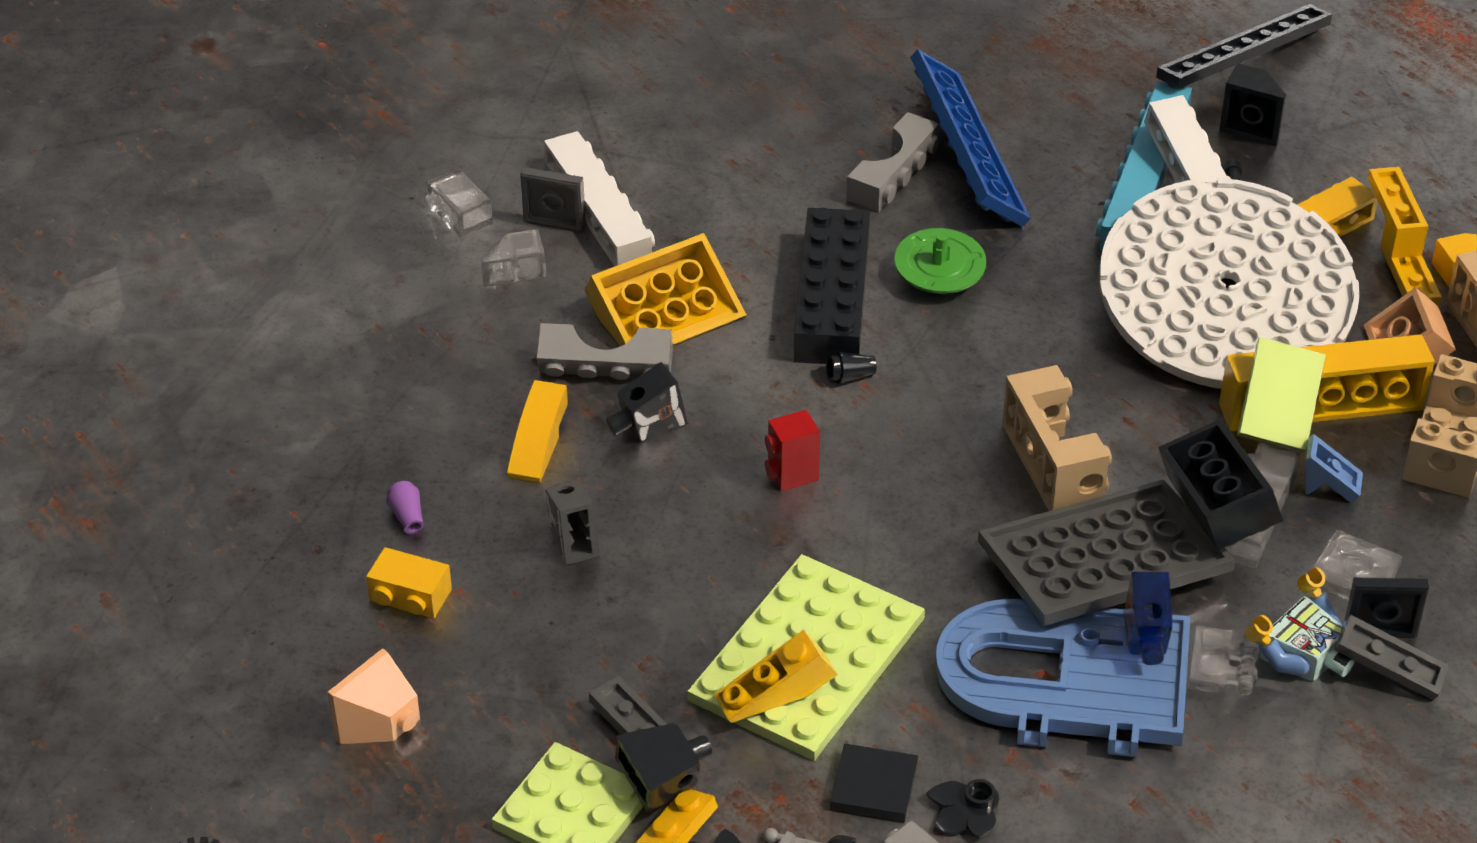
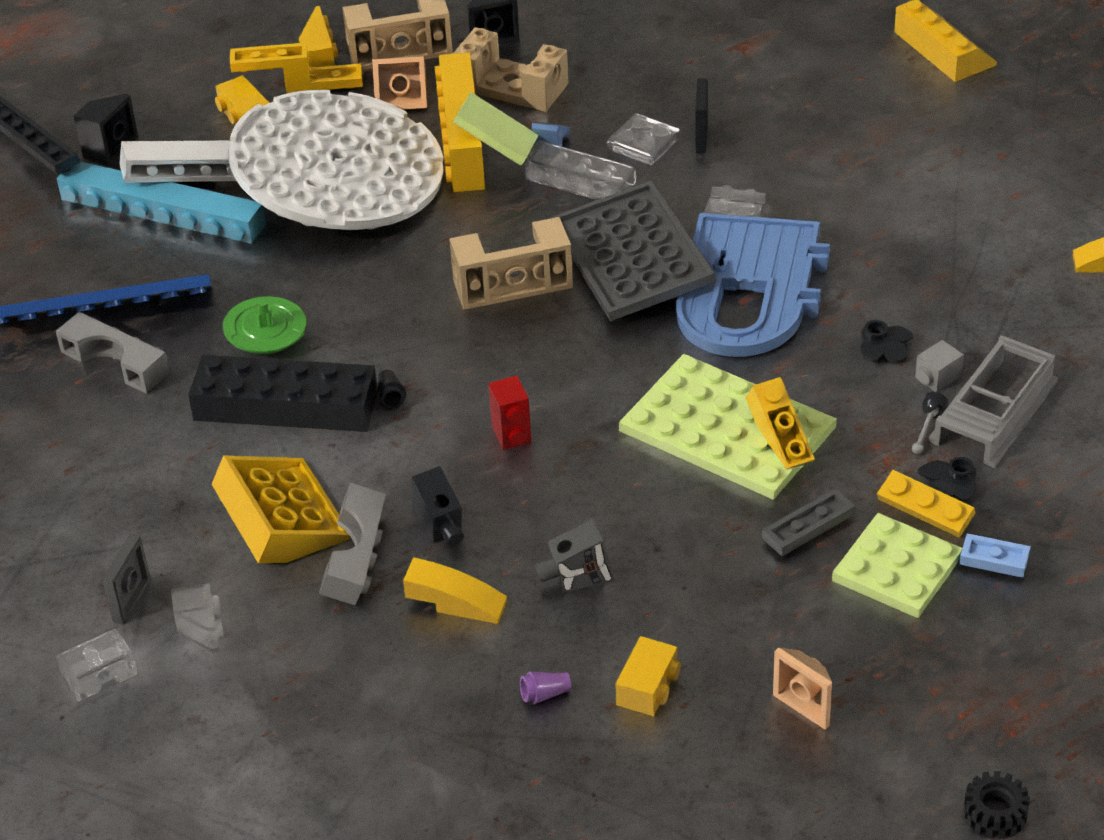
camera: 85 degrees left, 0 degrees up
(606, 209) = (82, 566): white brick -> none
(660, 762) = (873, 492): black torso -> none
(874, 782) = (861, 390): black tile -> none
(1148, 629) = (723, 217): clear blue torso -> none
(1220, 484) = (586, 169): black brick -> none
(1304, 636) = (717, 161): torso -> none
(1391, 657) = (743, 122): dark grey plate -> none

